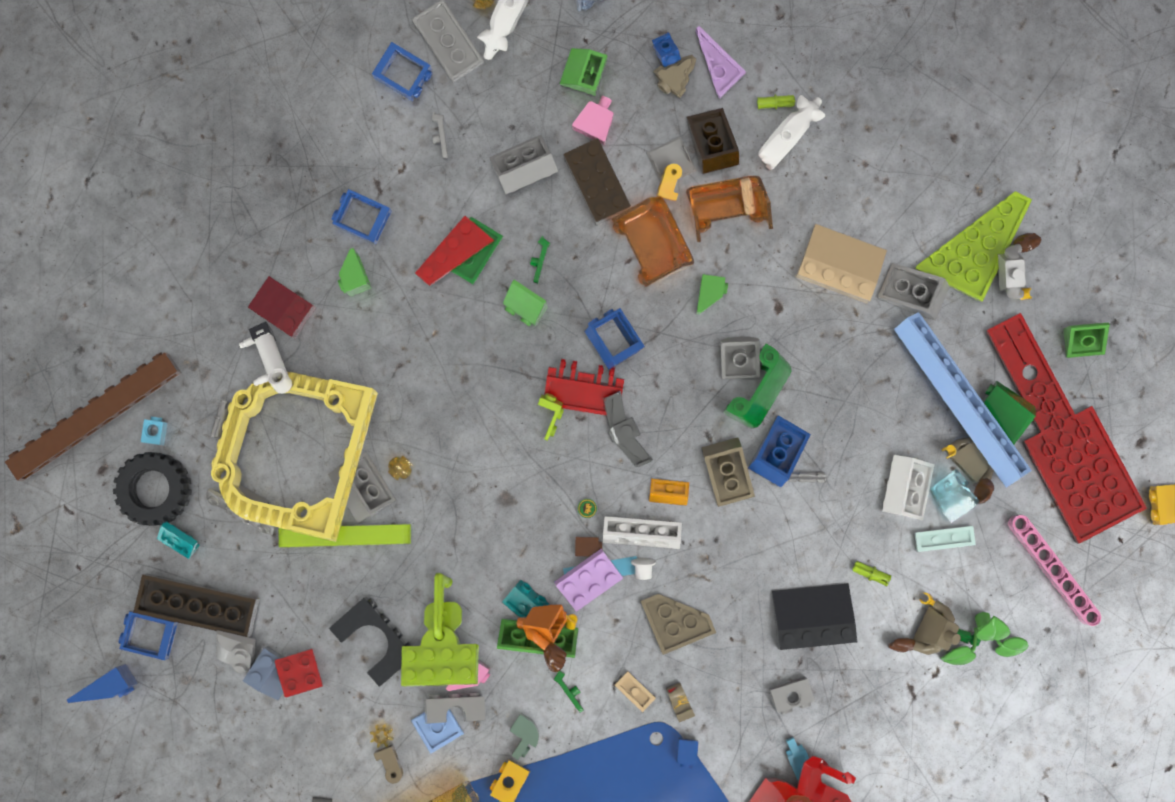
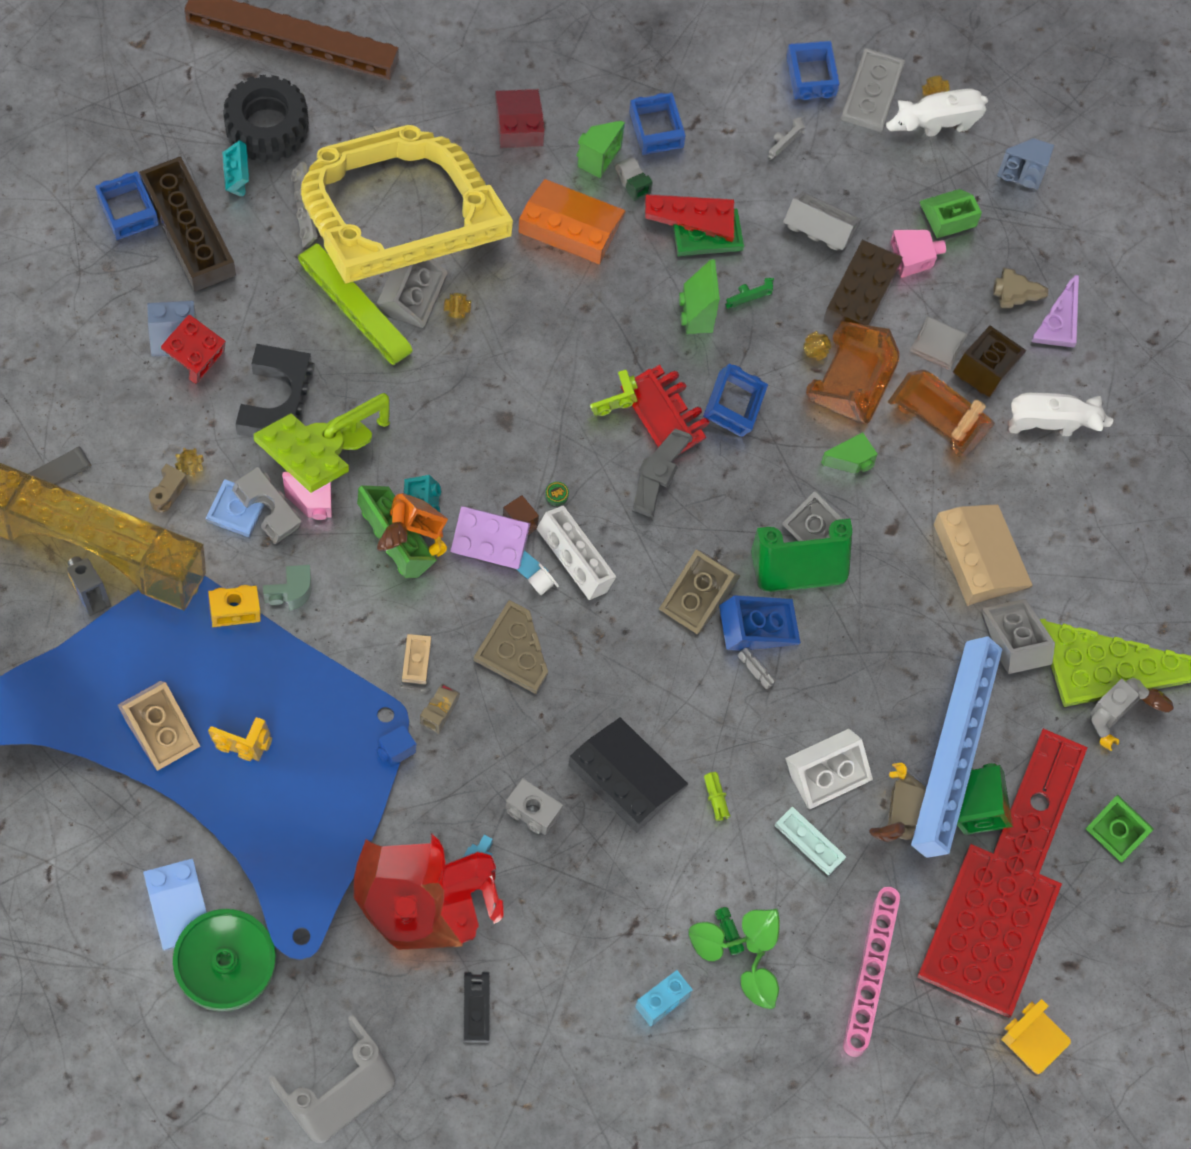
camera: 40 degrees right, 20 degrees down
(112, 684) = (51, 197): blue slope -> none
(159, 438) = (316, 96): medium azure brick -> none
(235, 650) = (172, 280): light grey slope -> none
(265, 341) = (478, 119): white piece -> none
(390, 335) = (570, 221): none -> orange slope
(391, 267) = (634, 178): none -> leg
(571, 693) = (367, 603): green piece -> none
(615, 248) = (817, 345): none -> clear yellow gear
(666, 50) = (1032, 263): blue brick -> none
(668, 182) = (921, 346): yellow leg -> none
(669, 492) = (634, 555): light orange slope -> none
(775, 101) = (1070, 386): lime axle -> none
(934, 633) = (708, 895): dark tan torso -> none
(953, 496) = (859, 812): clear light blue slope -> none
(974, 712) = (663, 998): none -> medium azure brick

